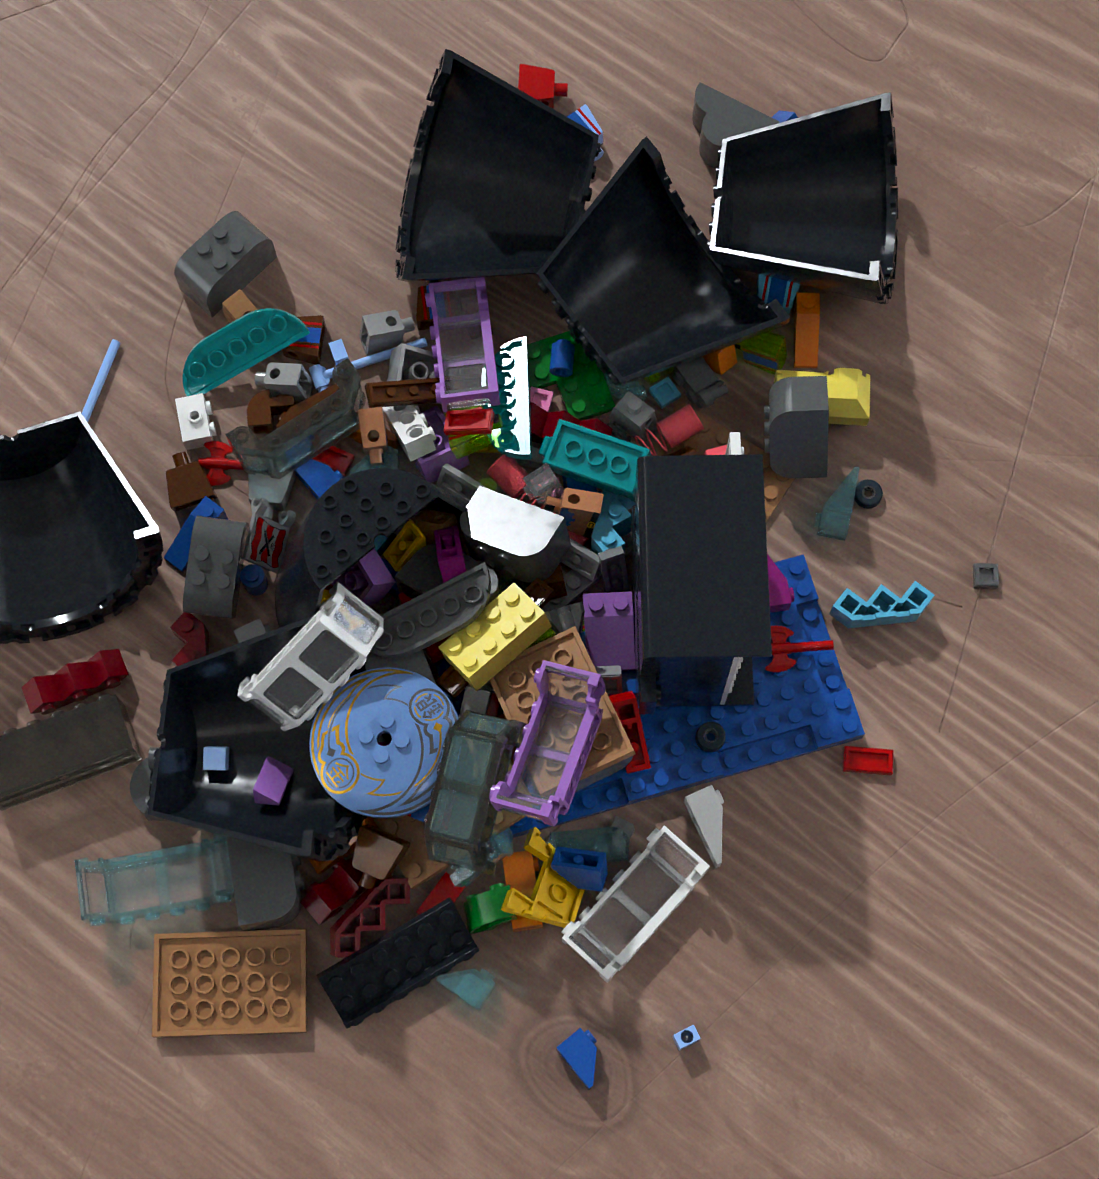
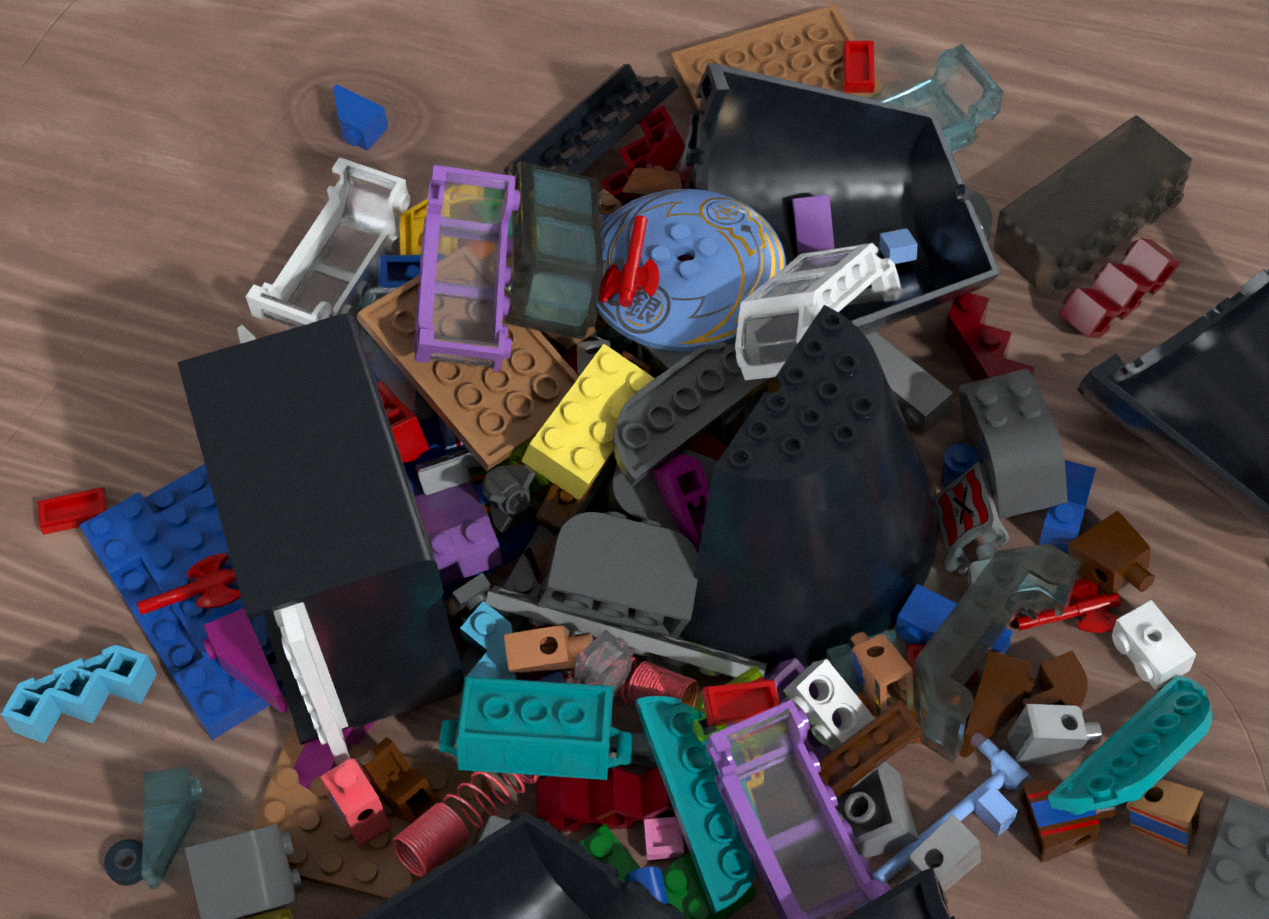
camera: 165 degrees right, 15 degrees down
(163, 956) = (859, 67): none -> red tile
(431, 727) = (632, 276): none -> red piece
(469, 985) = (503, 140): clear light blue slope -> none
(686, 1037) = (241, 167): light blue piece -> none

